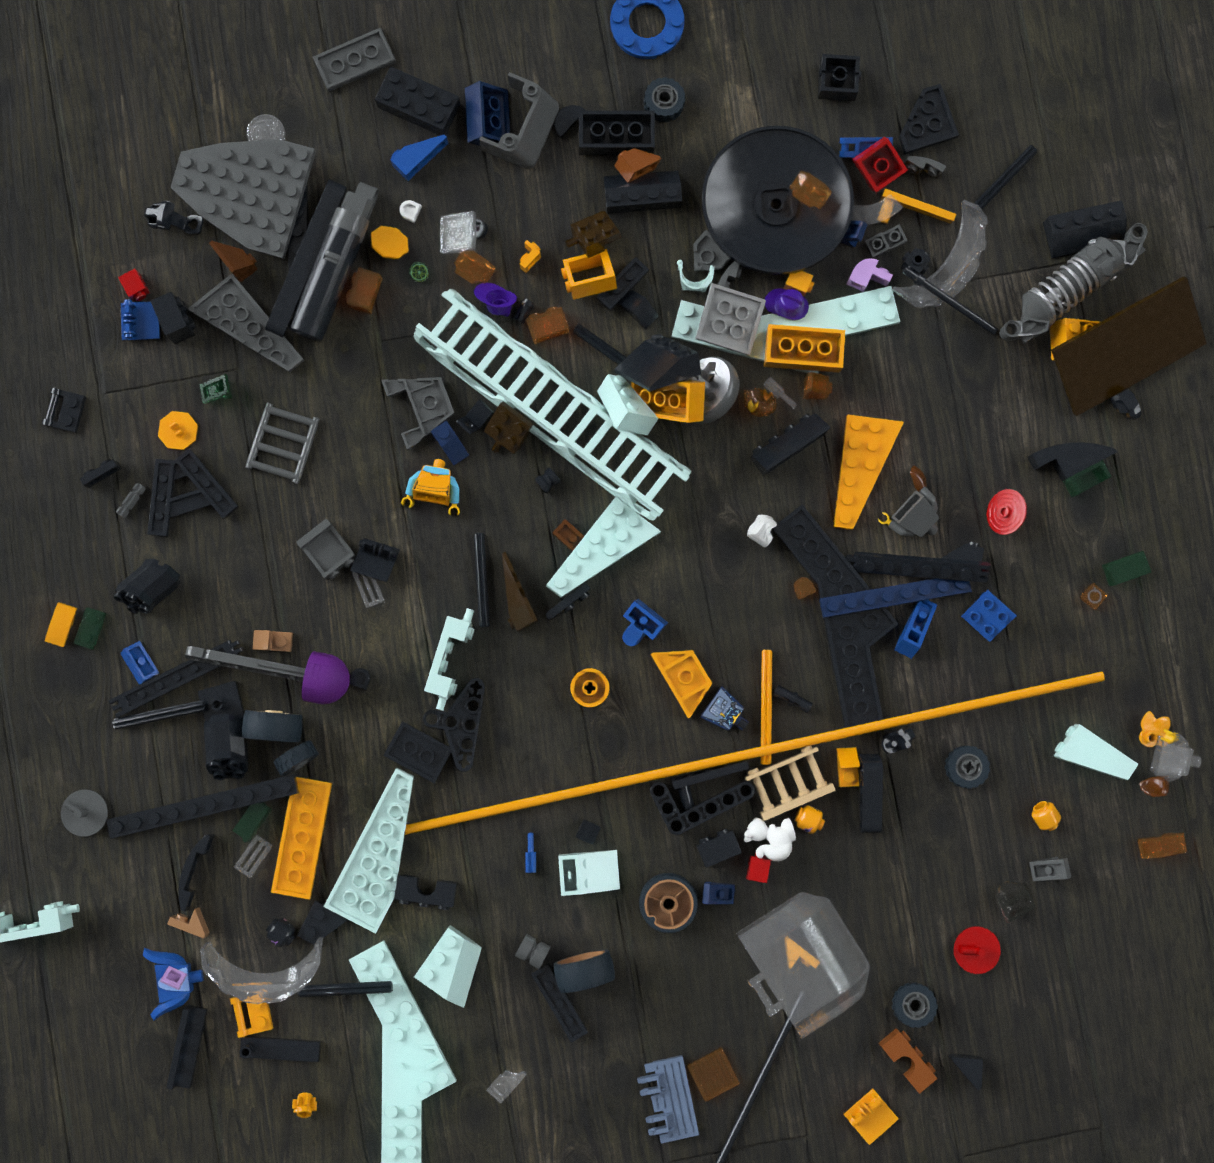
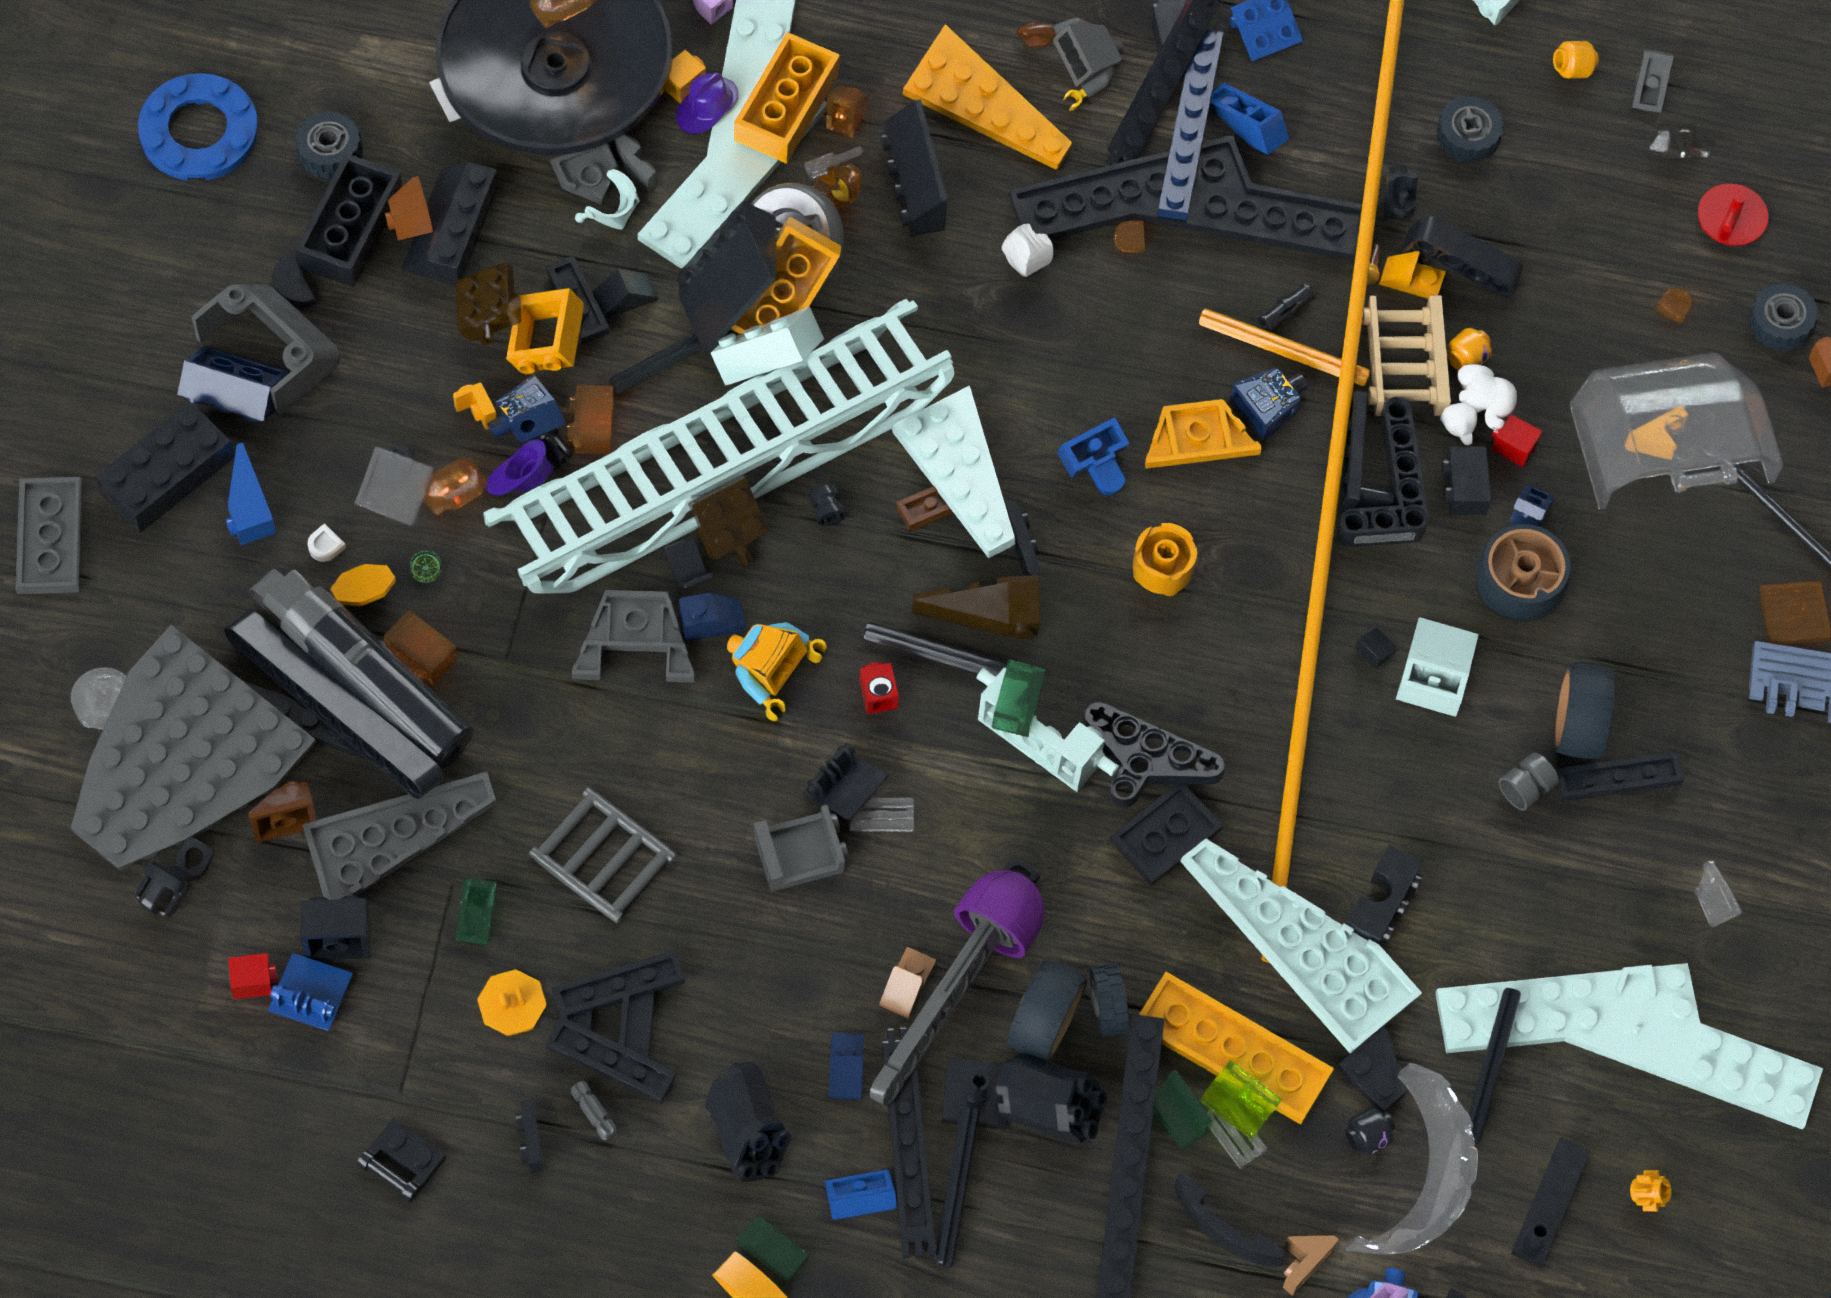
camera: 70 degrees left, 20 degrees down
(209, 626) = (846, 1066): none -> dark blue slope
(259, 1017) = (1488, 1215): light orange plate -> none
(267, 852) = (1240, 1099): none -> clear neon green panel
(443, 554) = (878, 687): none -> red brick
(447, 638) = (1018, 698): none -> clear green panel
(451, 966) = (1507, 907): light aqua wedge -> none
(530, 855) = (1384, 737): blue axle -> none
(534, 286) = (526, 412): none -> dark blue torso
(730, 319) = (700, 174): light grey plate -> none
(840, 742) = (1373, 274): none -> piece
(897, 934) = (1675, 304): none -> clear orange tile

